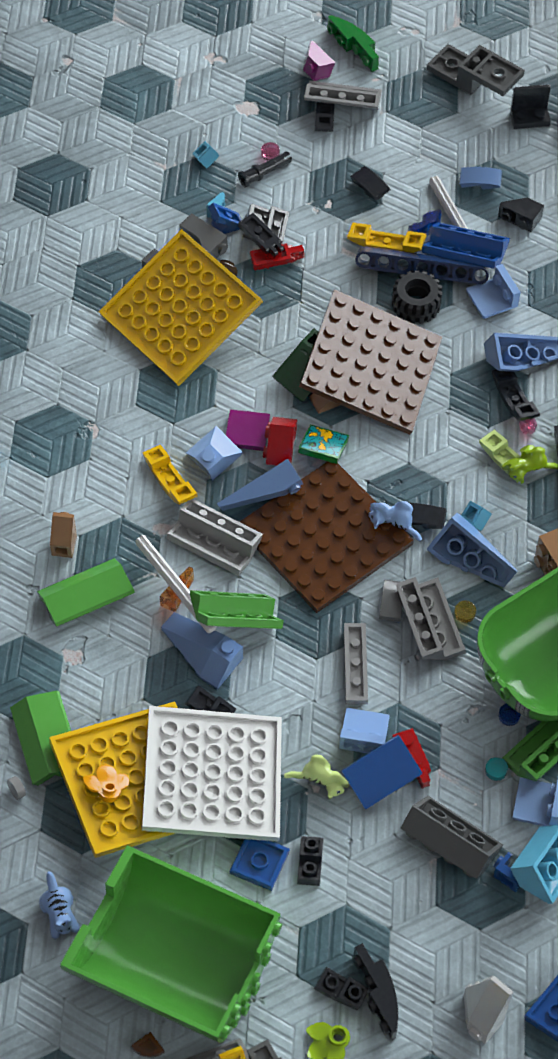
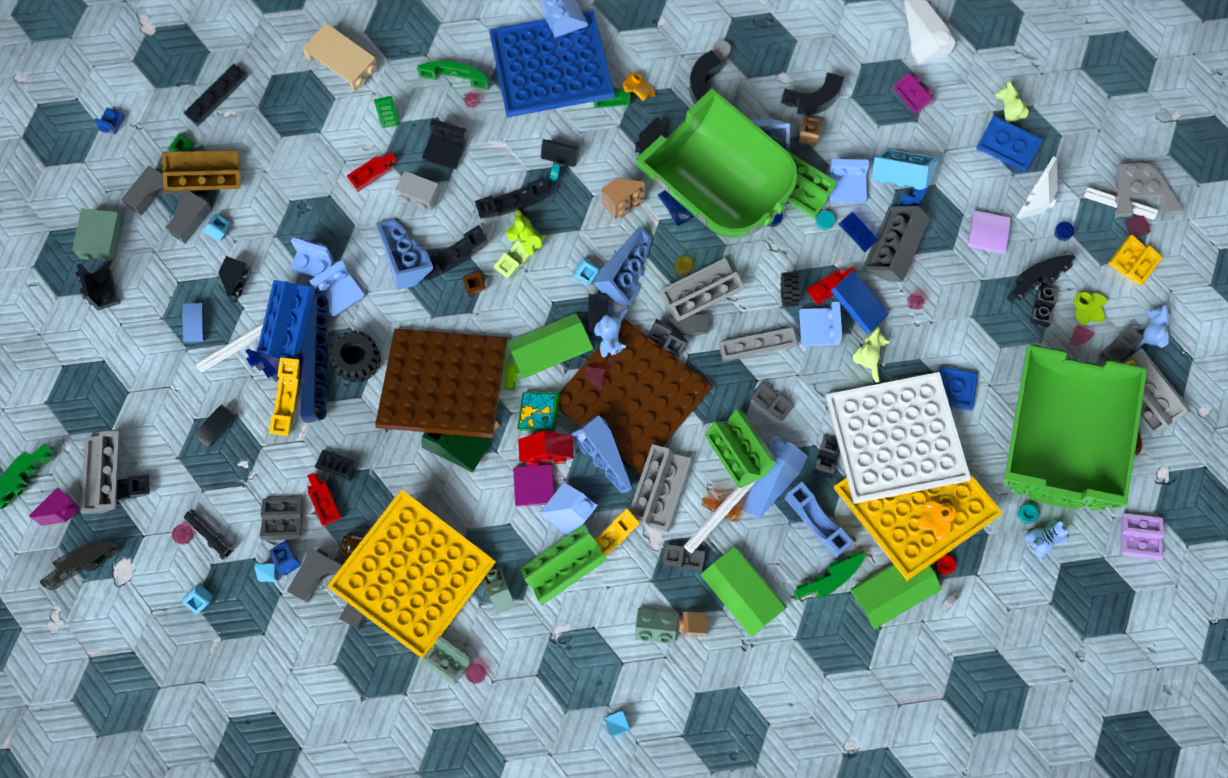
camera: 100 degrees left, 15 degrees up
(32, 1020) = (1142, 536): none -> lavender slope
(59, 798) = (945, 565): none -> red tile
(73, 353) = (475, 673): none -> clear pink tile
(75, 679) = (837, 574): none -> green slope
(76, 502) = (656, 626): none -> sand green bracket
(89, 329) = (447, 660): none -> sand green bracket
(91, 900) = (1028, 513): none -> teal tile
(131, 555) = (679, 557): none -> dark grey slope
(146, 380) = (498, 591): none -> sand green slope
(157, 436) = (563, 564): none -> bright green slope
(161, 666) = (826, 531): none -> medium blue arch
(261, 235) = (304, 515): black hinge -> none
(263, 74) = (86, 558): none -> clear smoke slope
(287, 665) = (771, 402): none -> dark grey slope
(294, 1023) = (1081, 336): none -> clear pink tile
(305, 283) = (352, 465): none -> black slope
(310, 861) = (945, 349): black slope -> none
(349, 498) = (595, 376): none -> clear pink tile
(367, 427) = (510, 377): none -> clear neon green pin
(375, 841) = (915, 301): none -> clear pink plate
(378, 577) = (670, 338): none -> black slope
(394, 465) = (549, 345): none -> bright green slope
(412, 703) = (790, 289): none -> black tyre
(435, 1041) = (1064, 231): none -> clear blue tile
(449, 948) = (989, 232): none -> lavender slope
(472, 796) = (858, 231): none -> clear blue slope
(475, 69) = (53, 345): dark grey bracket -> none
(478, 410) = (473, 283): none -> reddish brown slope
(530, 275) = (310, 258): none -> light blue bracket

